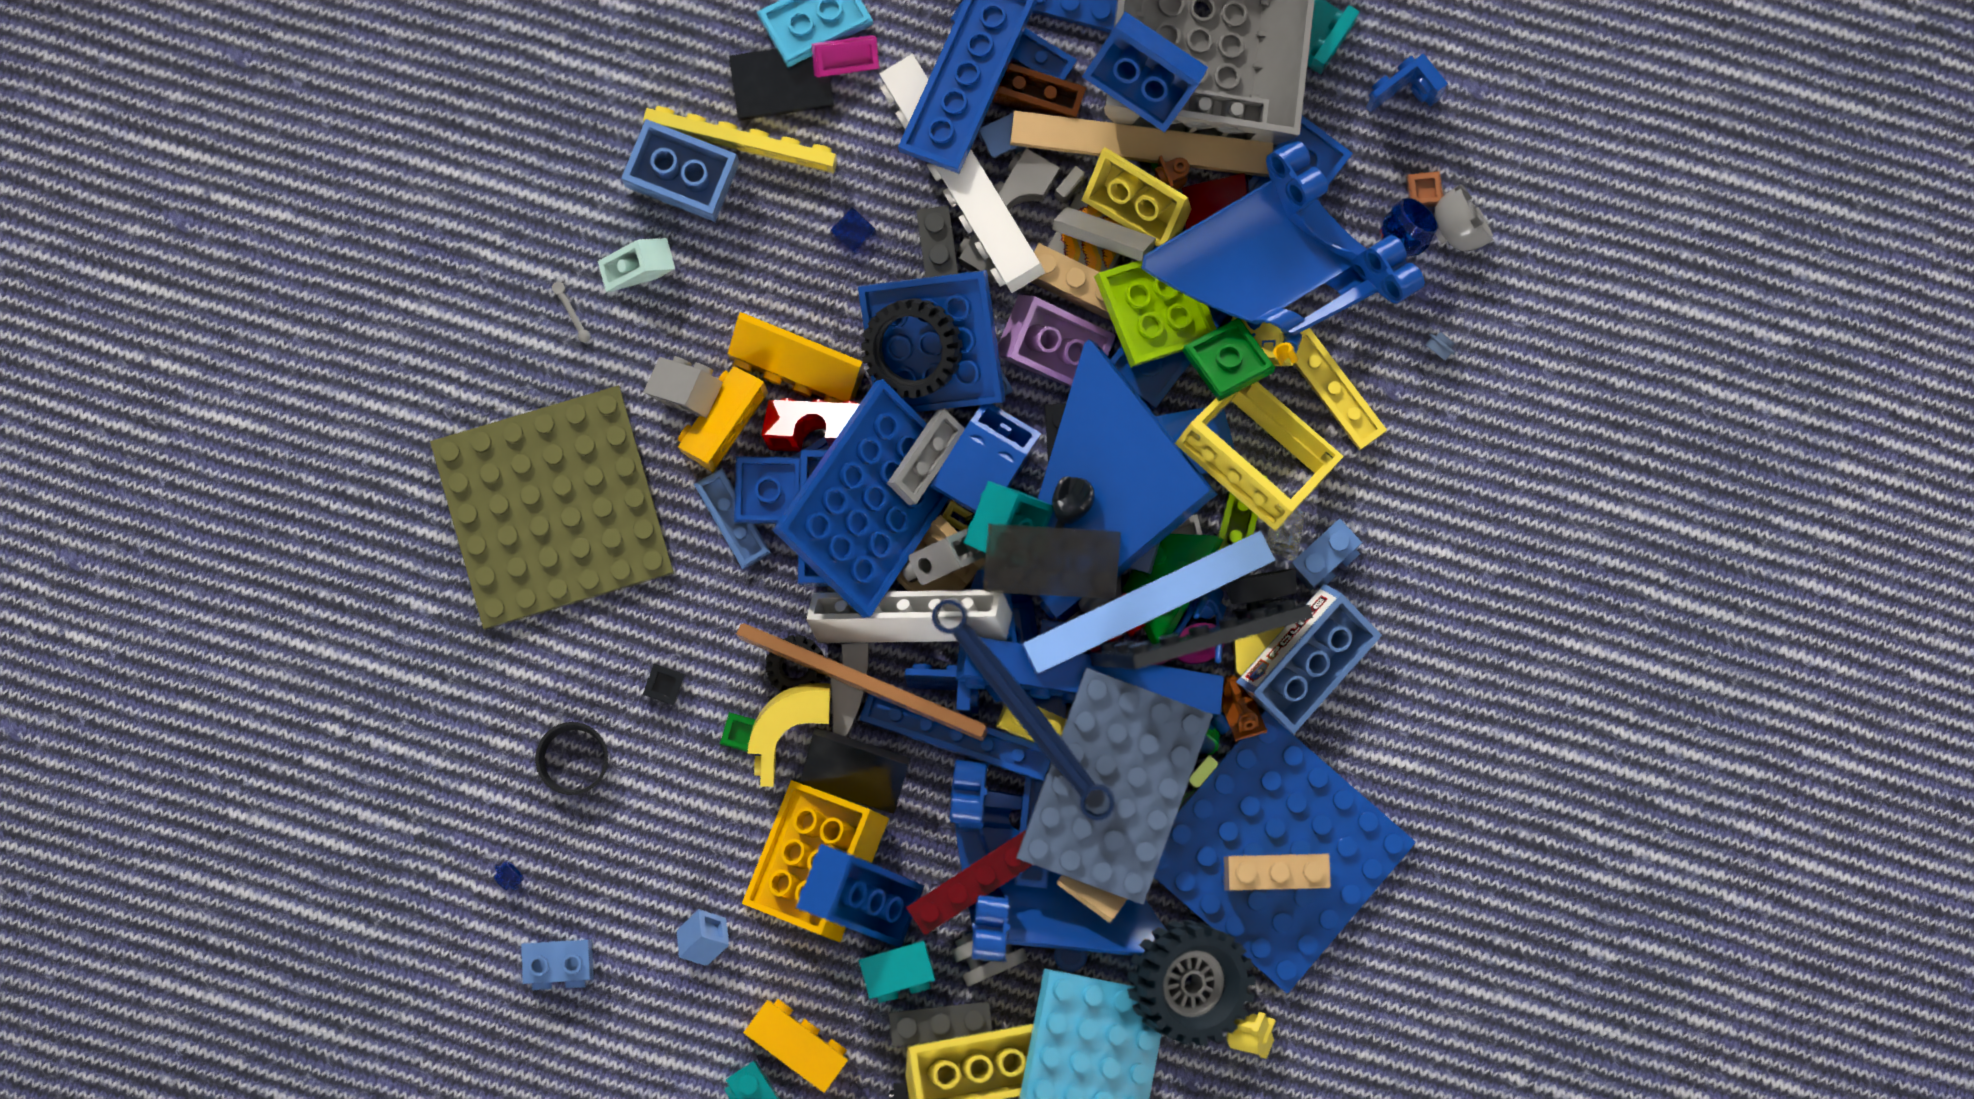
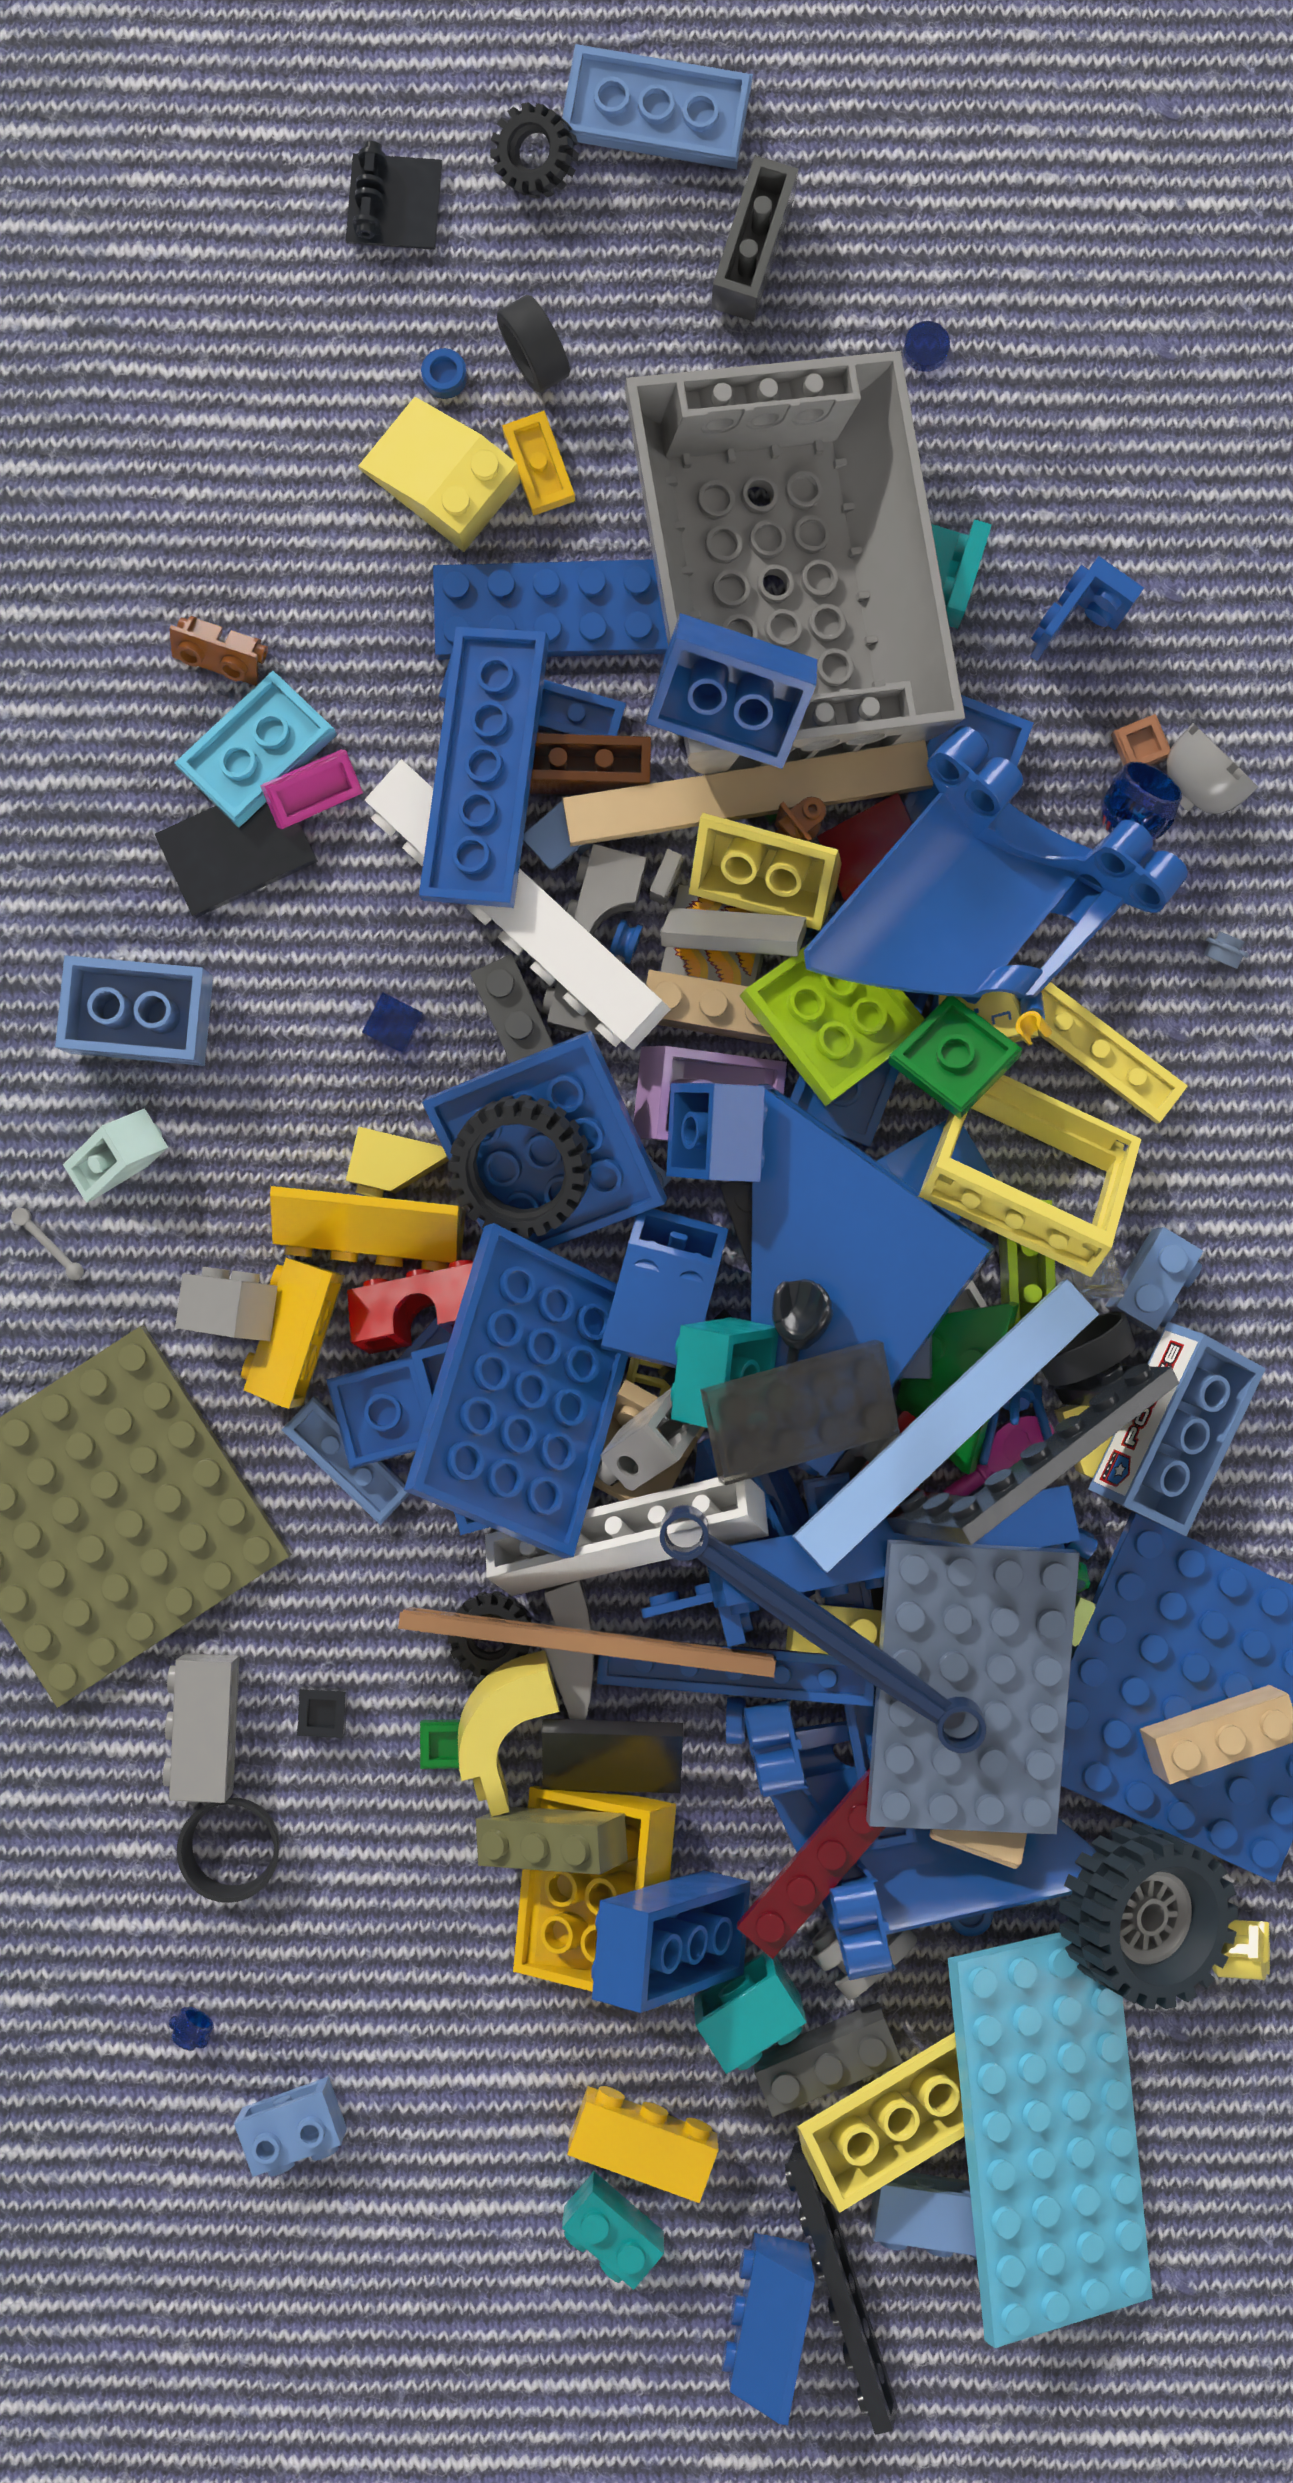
camera: 15 degrees left, 5 degrees up
(578, 669) = (202, 1727): none -> light grey brick
(702, 937) = (475, 2035): medium blue panel -> none
(754, 142) = (223, 942): light yellow plate -> none
(797, 811) = (552, 1840): none -> olive brick
(824, 322) = (390, 1162): none -> light yellow slope
(926, 456) = (583, 1310): light grey plate -> none
(945, 774) = (735, 1720): none -> blue tile
(1029, 220) = (626, 940): none -> blue bush
(1051, 362) = (716, 1131): none -> brick
(1240, 711) = (1106, 1525): dark orange hinge -> none

